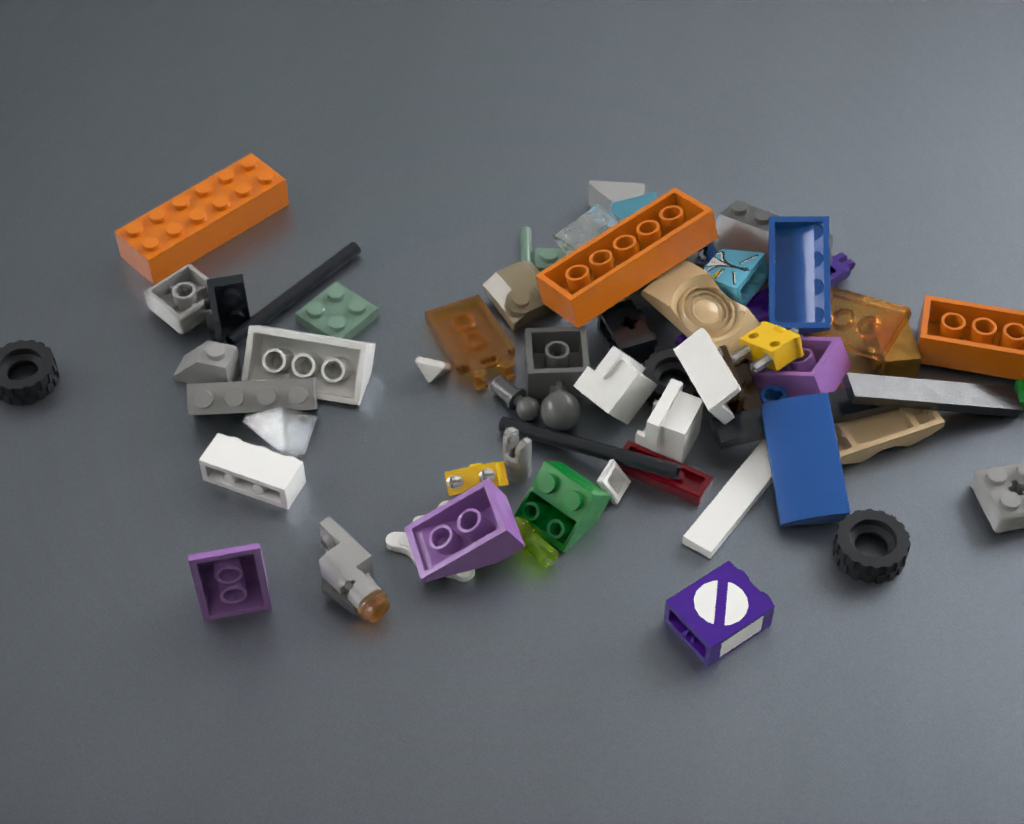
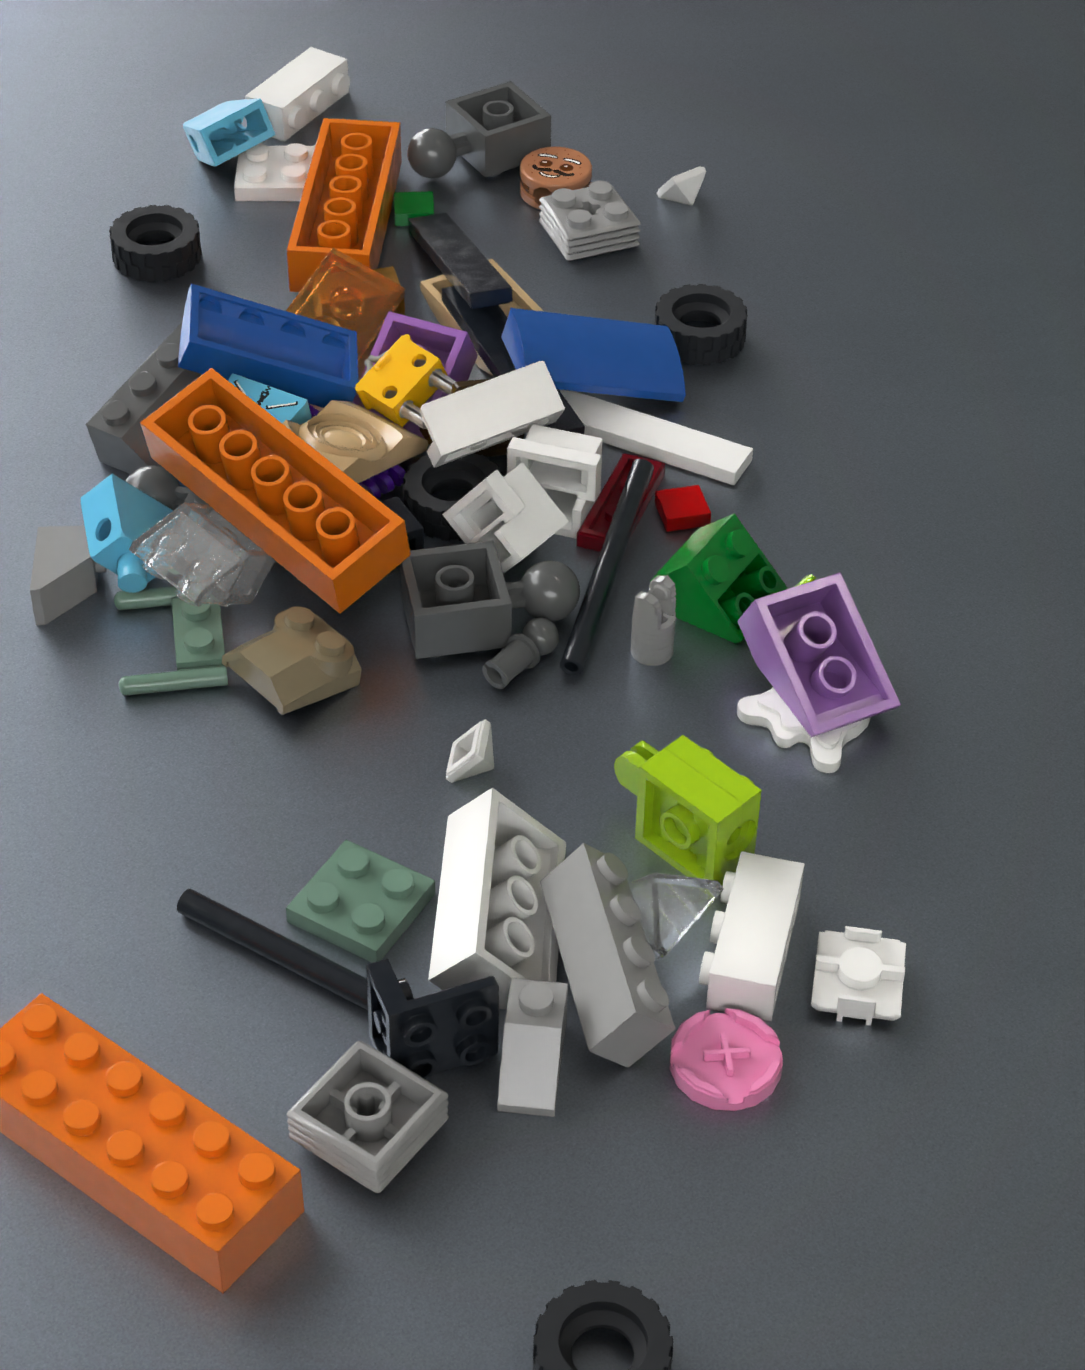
camera: 100 degrees left, 5 degrees down
(177, 451) = (726, 1059): none -> bright pink tile
(212, 517) = (859, 974): none -> white piece
(230, 581) = (1003, 882): medium lavender slope -> none
(343, 443) = (690, 807): none -> lime brick
(349, 572) = (910, 787): light grey plate -> none
(466, 478) = (714, 656): yellow piece -> none
(472, 339) = (398, 716): clear orange tile -> none
(613, 481) = (658, 544): white slope -> none
(653, 504) = (682, 508): none -> red tile
(719, 613) = (850, 435): dark purple brick -> none
(968, 267) = (155, 261): none -> black tyre

